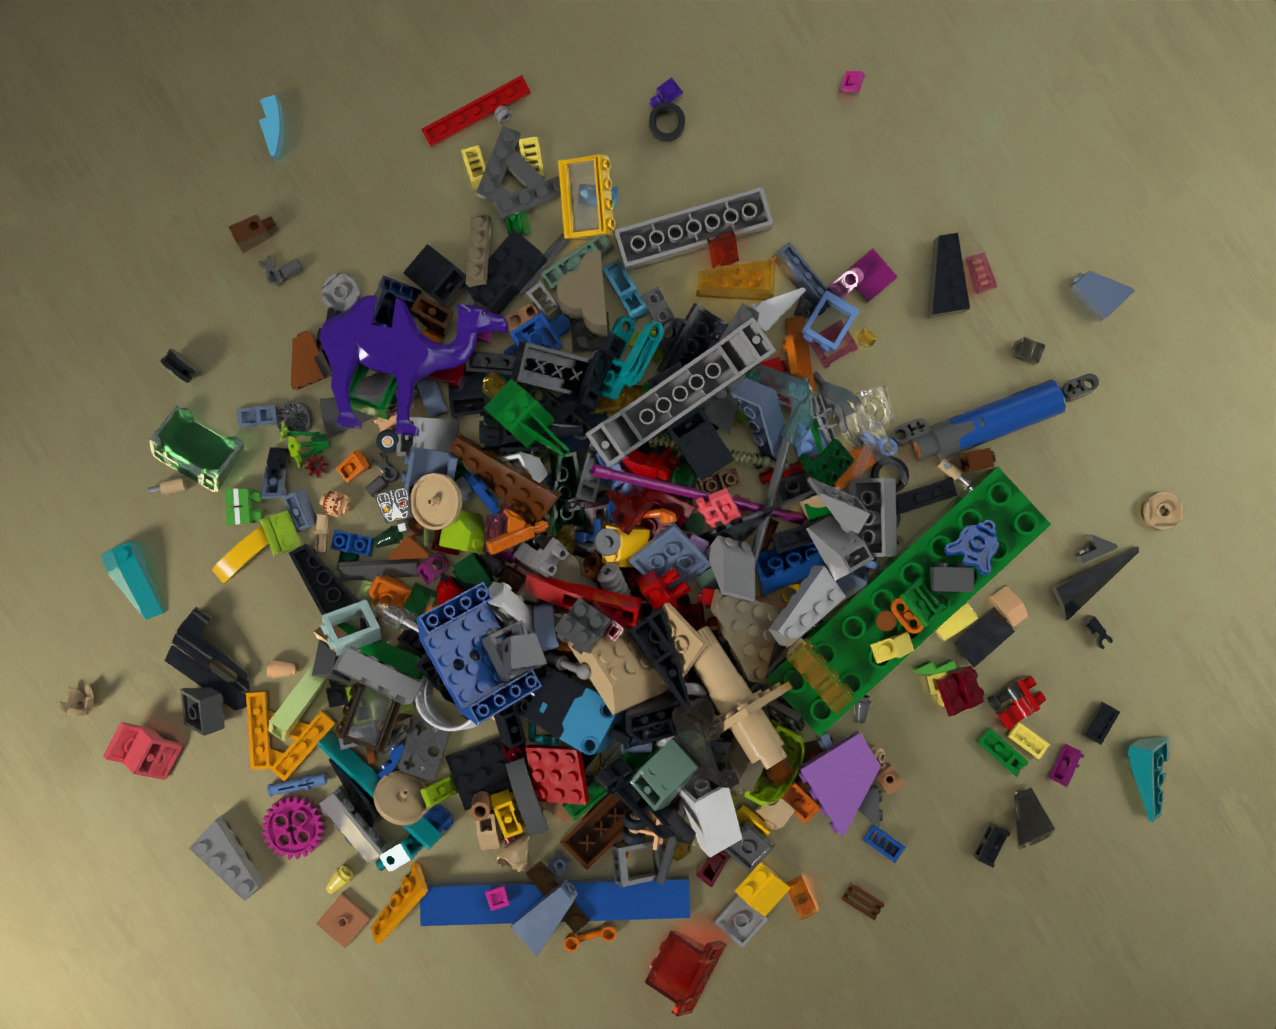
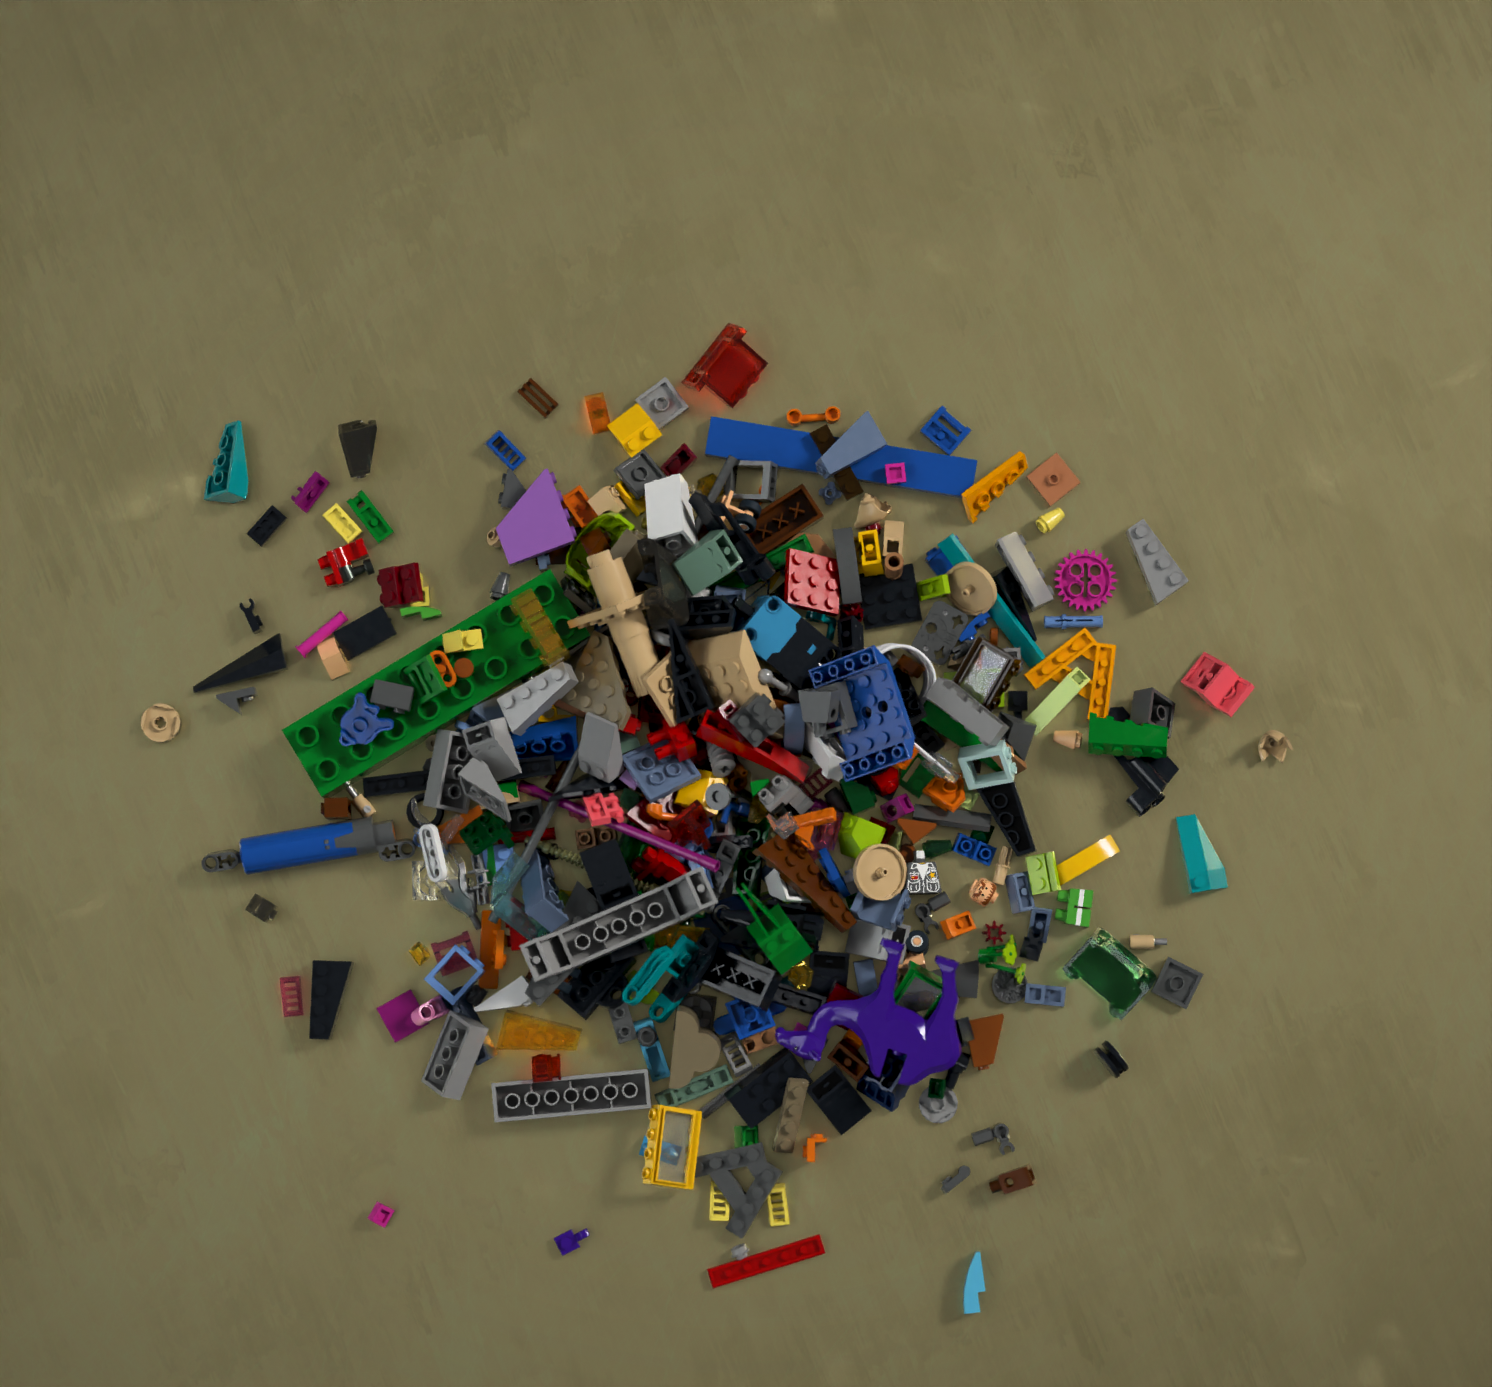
camera: 170 degrees left, 5 degrees down
(130, 453) = (1177, 983): none -> dark grey plate
(219, 680) = (1126, 738): none -> green wedge
(312, 218) = (949, 1183): none -> dark grey plate
(342, 303) = (937, 1088): none -> dark green slope
(399, 853) = (984, 535): teal torso -> none
(445, 709) = (910, 666): none -> dark orange piece
(454, 221) = (809, 1150): none -> orange bracket
(461, 943) = (941, 435): none -> blue plate
(510, 577) = (822, 784): reddish brown plate -> none
(536, 527) = (783, 826): none -> clear panel
(570, 561) = (757, 786): none -> green slope
(631, 298) = (647, 1036): none -> dark grey plate
(667, 106) = (561, 1210): black tyre -> none
(813, 244) = (454, 1055): none -> light grey slope
(876, 434) = (433, 852): none -> white plate
(889, 778) = (488, 513): medium nougat brick -> none
(957, 622) = (388, 654): light yellow slope -> none
(991, 844) = (400, 428): black hinge -> none
(1025, 628) = (322, 633): none -> dark pink pin
(1100, 293) = (177, 951): sand blue slope -> none

